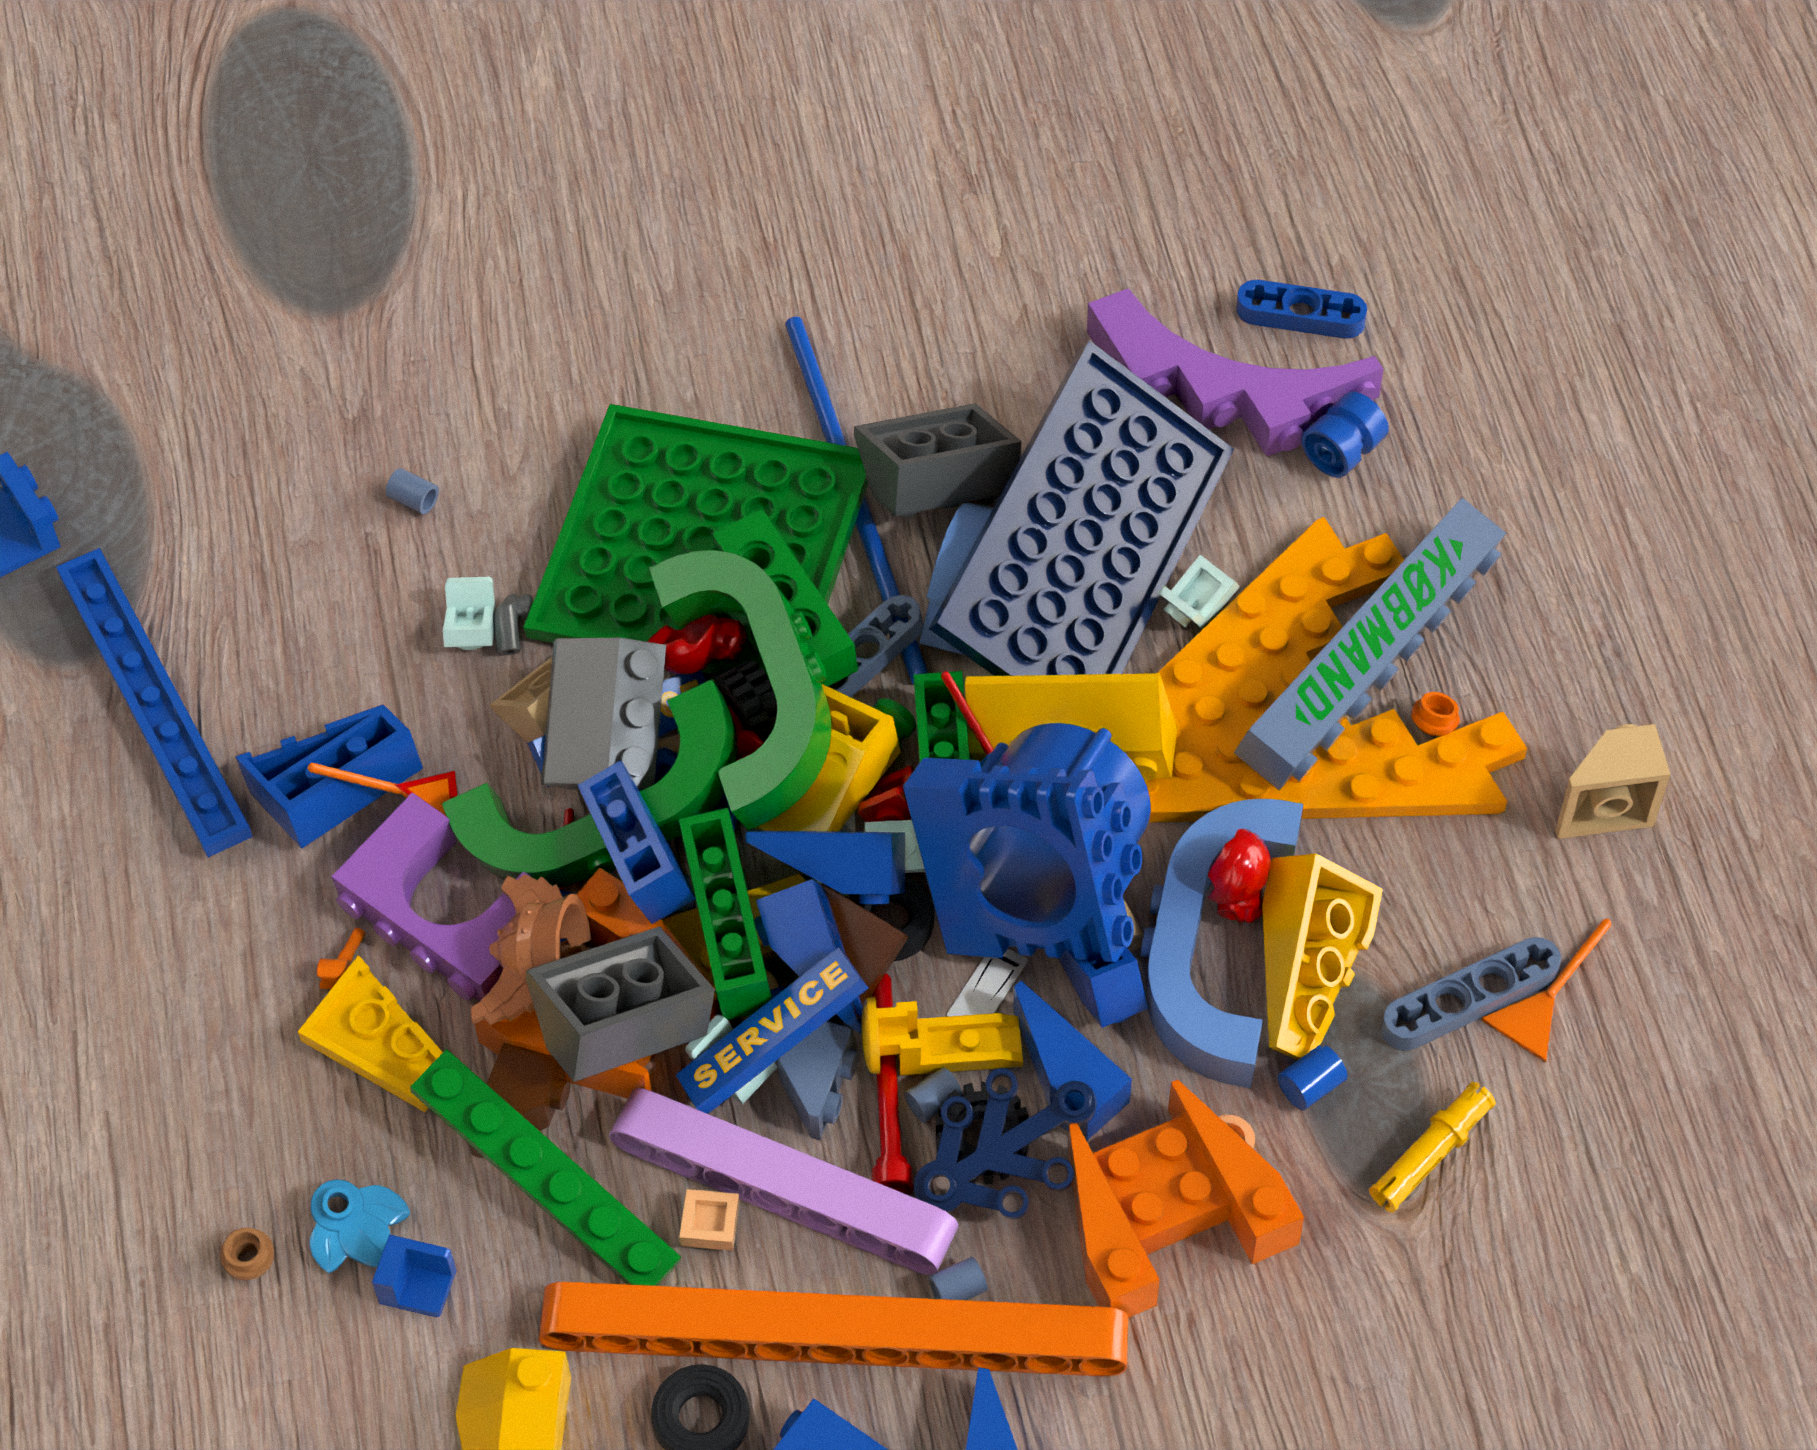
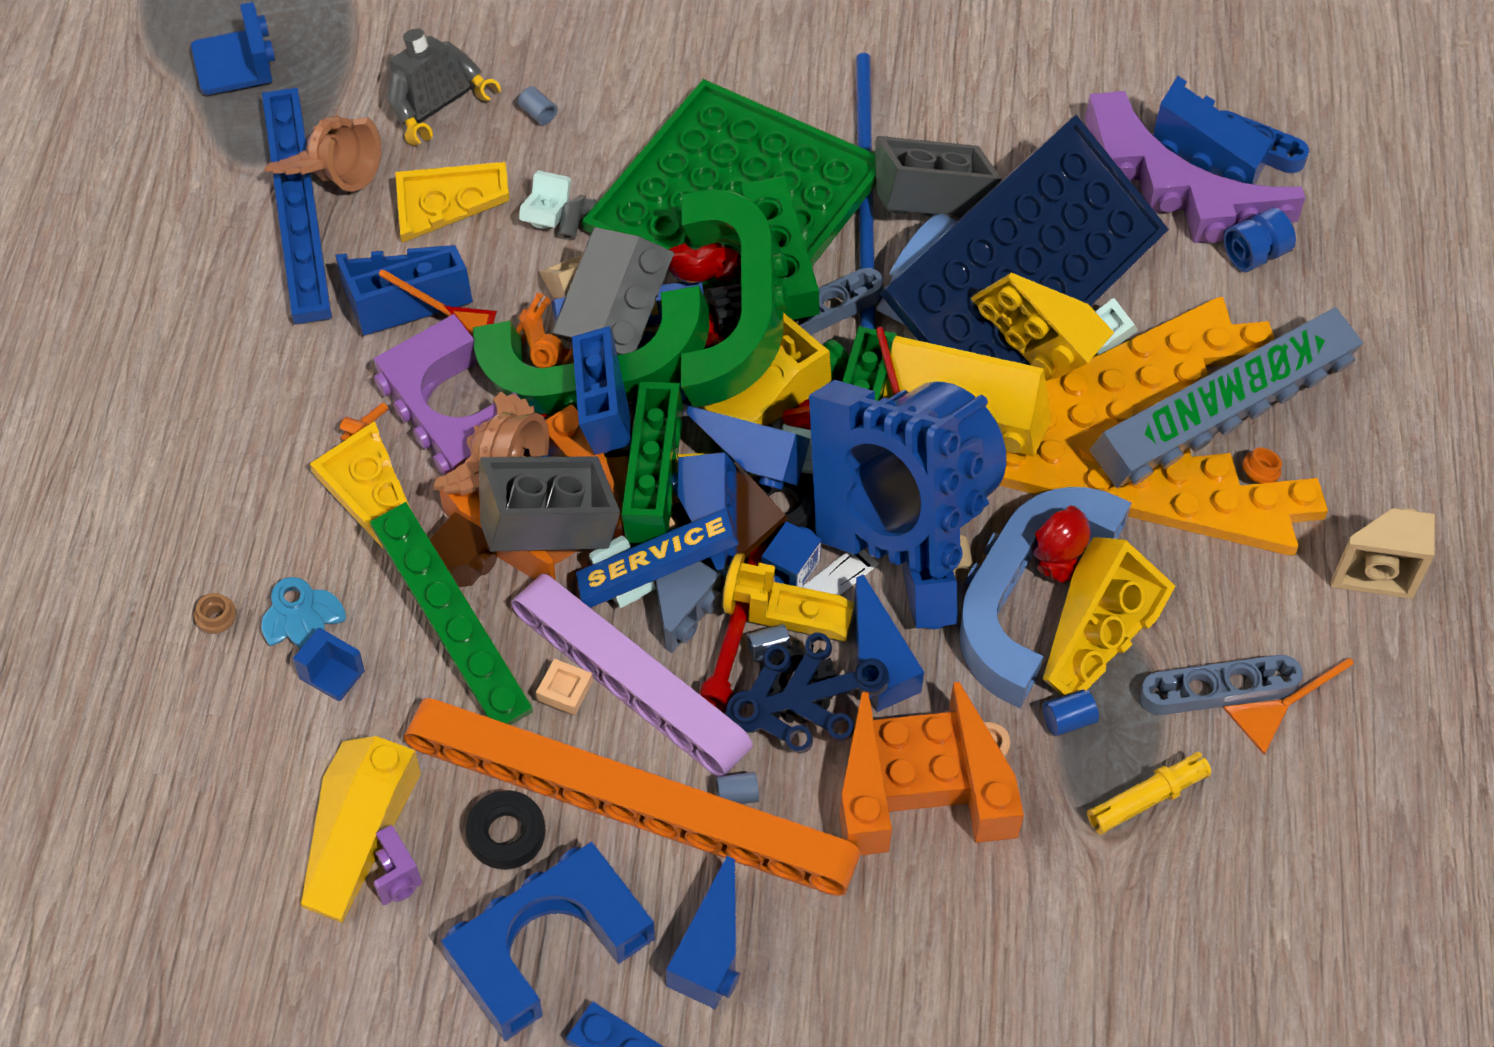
camera: 15 degrees right, 0 degrees up
(185, 619) = (337, 153): none -> nougat helmet
(265, 495) = (429, 78): none -> dark grey torso
(341, 638) = (446, 195): none -> yellow wing
(541, 804) = (544, 348): none -> orange pin
(927, 977) = (794, 554): none -> blue brick
(1134, 614) = (1043, 324): none -> yellow slope
(1247, 322) = (1209, 137): none -> blue wedge

